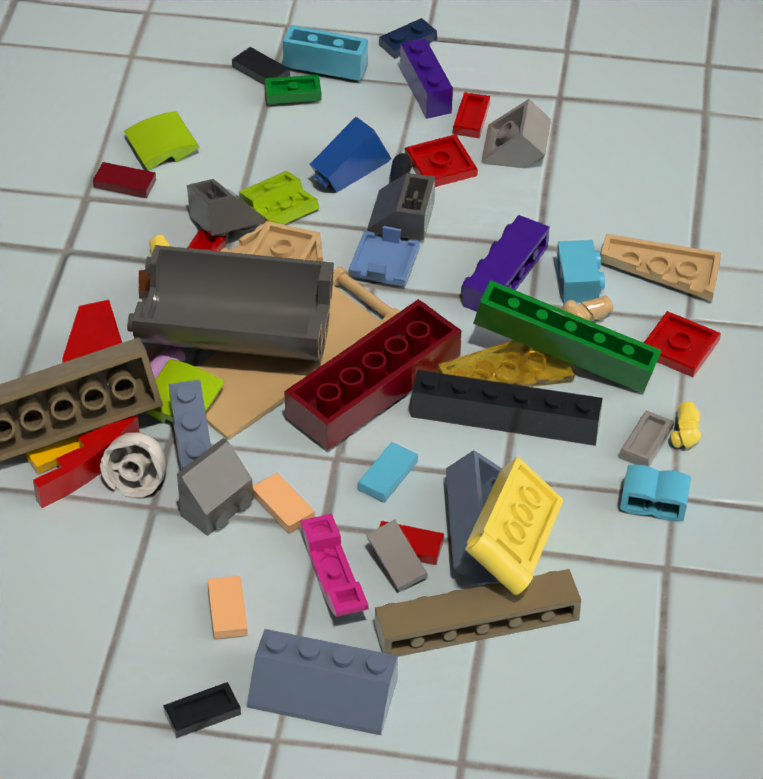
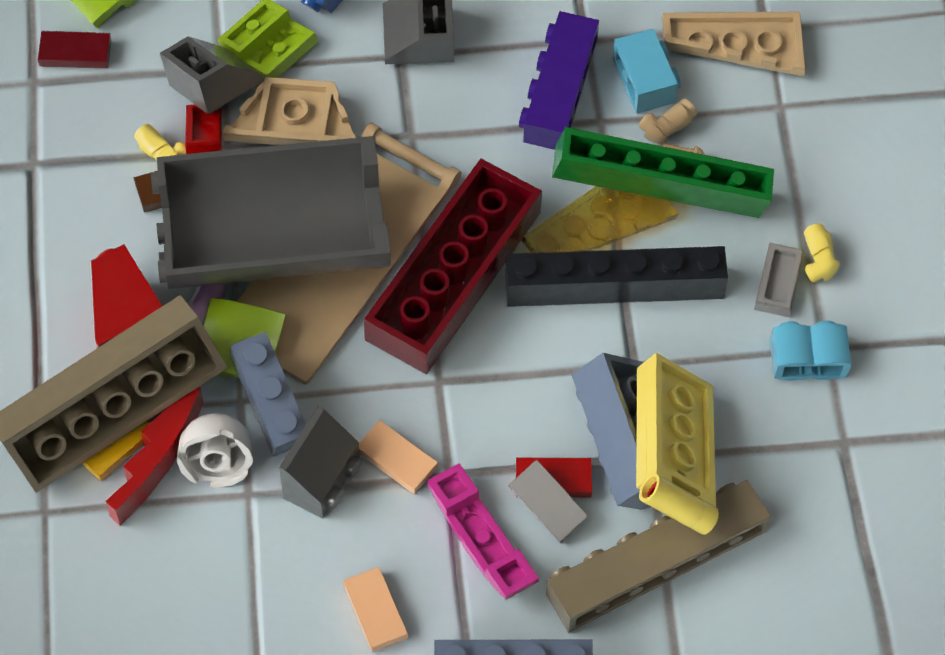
camera: 15 degrees left, 15 degrees up
(385, 257) = (416, 97): medium blue piece -> none
(388, 472) = (503, 388): medium azure tile -> none
(682, 343) = (783, 141): red tile -> none

